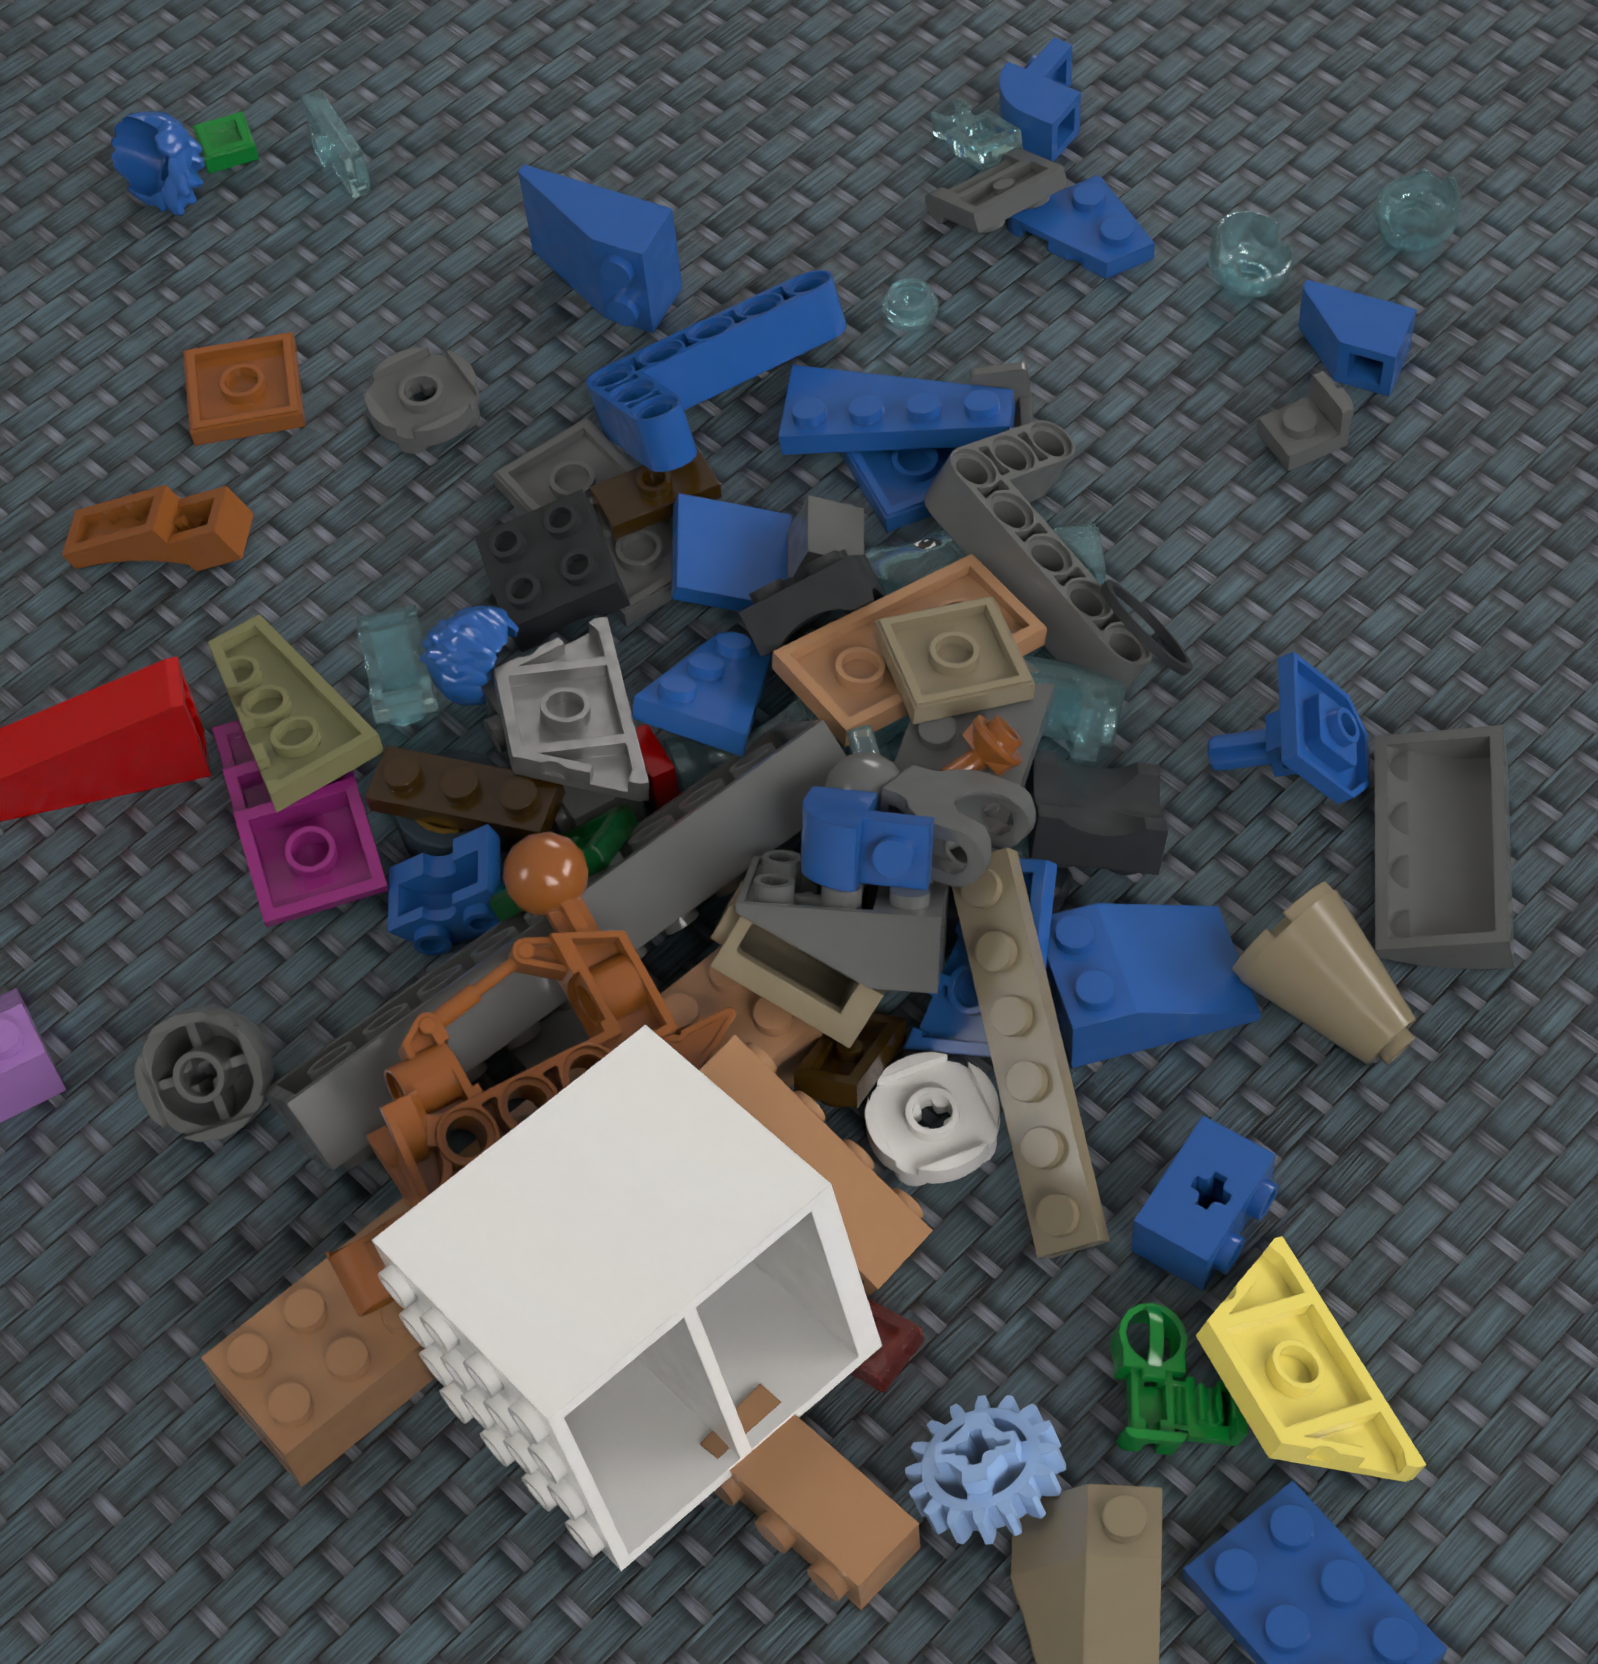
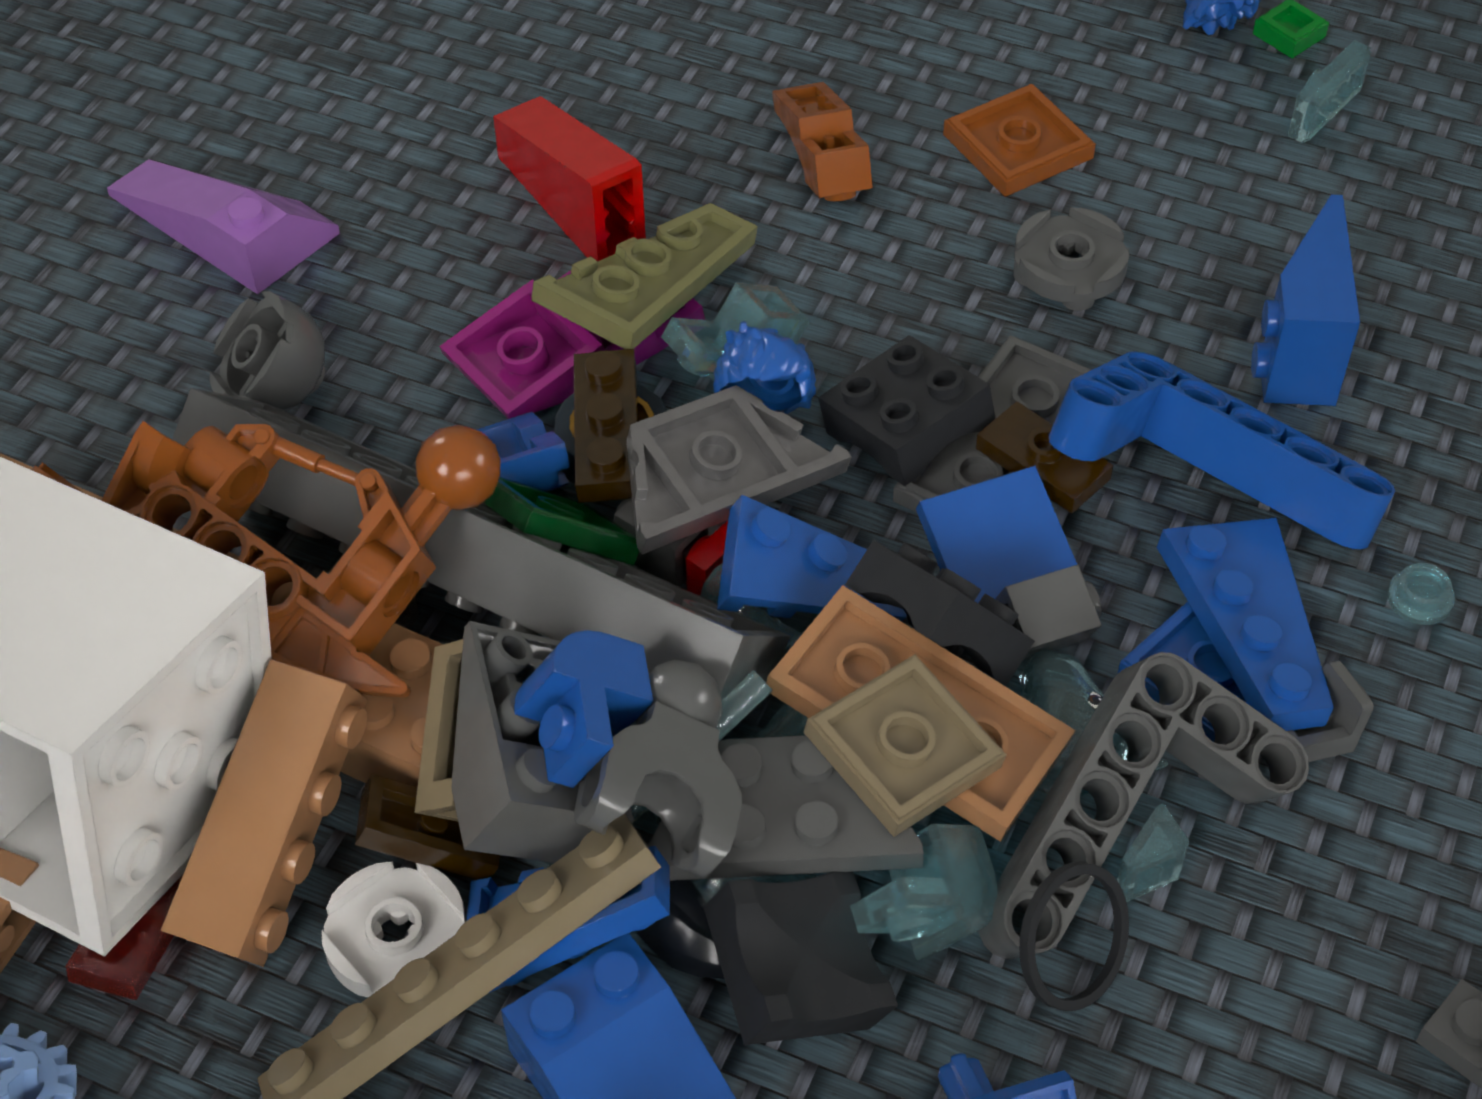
camera: 65 degrees right, 5 degrees down
(992, 744) = (794, 808): dark orange plate -> none

